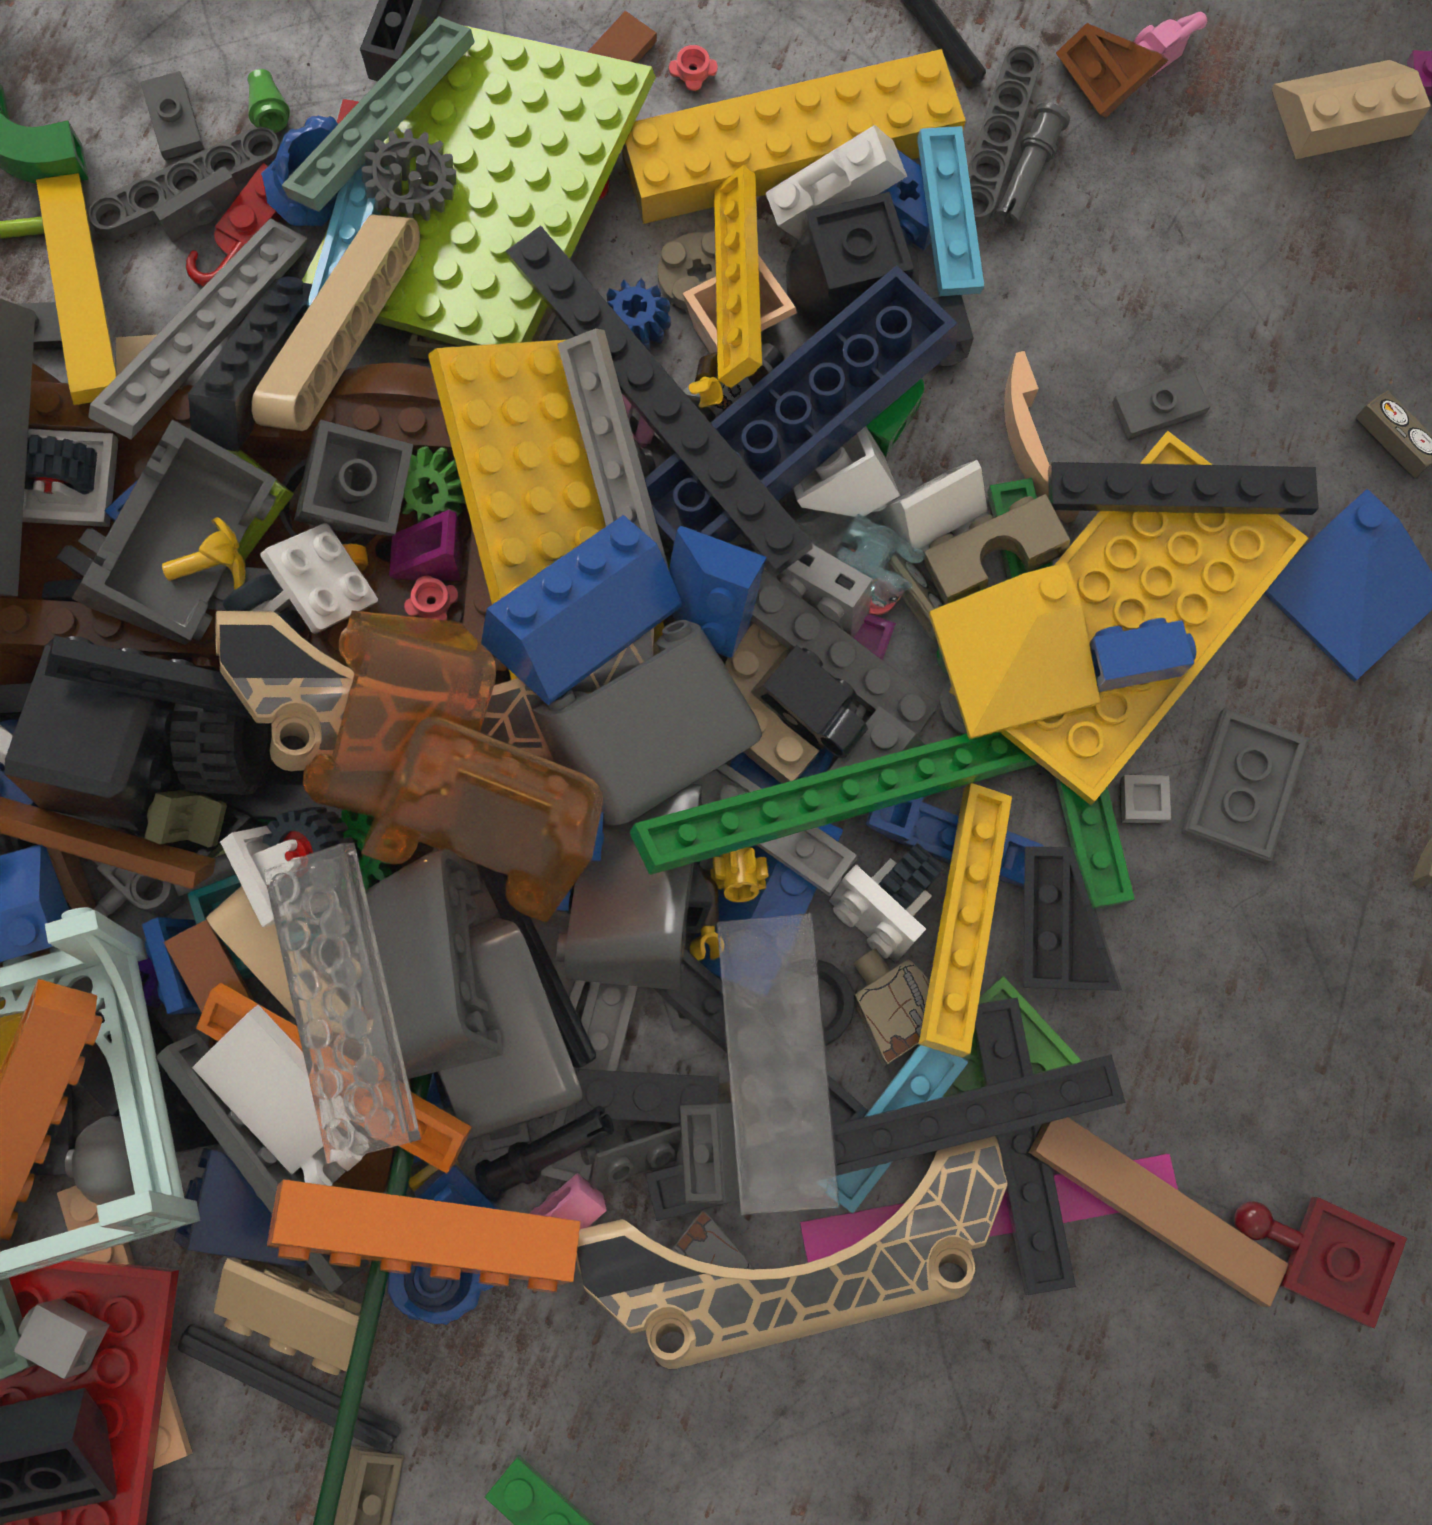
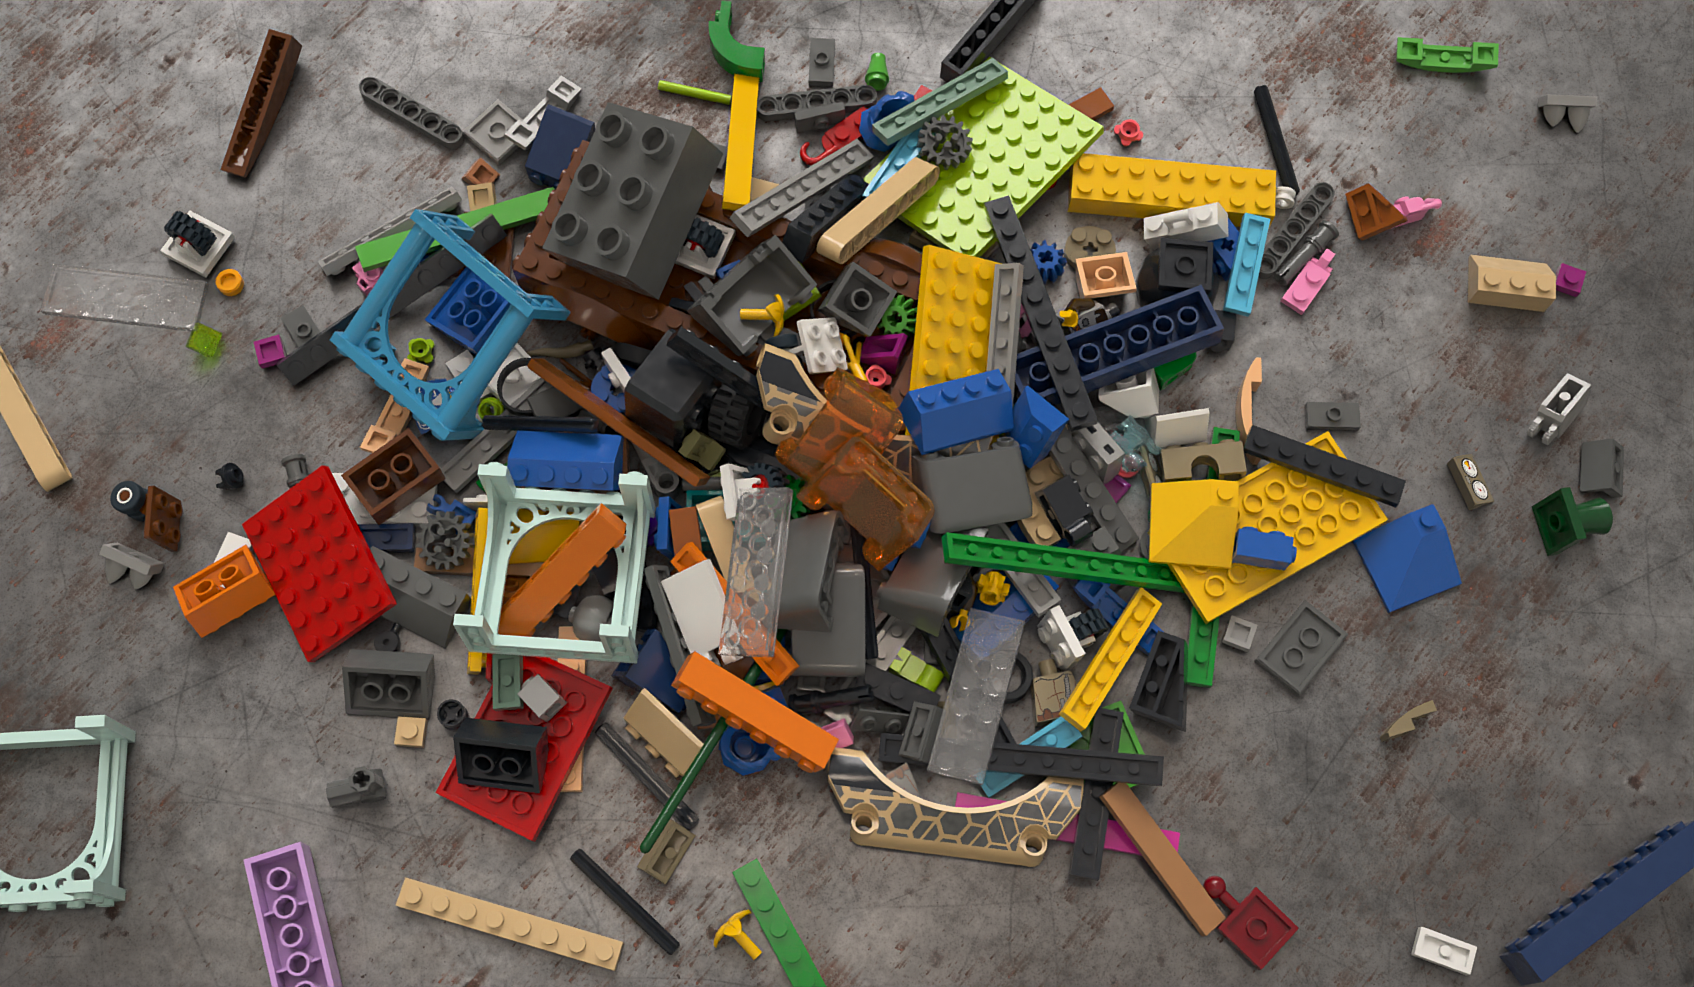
camera: 20 degrees right, 5 degrees down
(387, 587) = (854, 365): none -> yellow plant
(665, 1050) = (915, 670): none -> lime leg
(737, 278) = (1109, 260): yellow plate -> none
(969, 88) = (1284, 197): none -> white bush
(1050, 210) = (1308, 283): none -> bright pink hinge

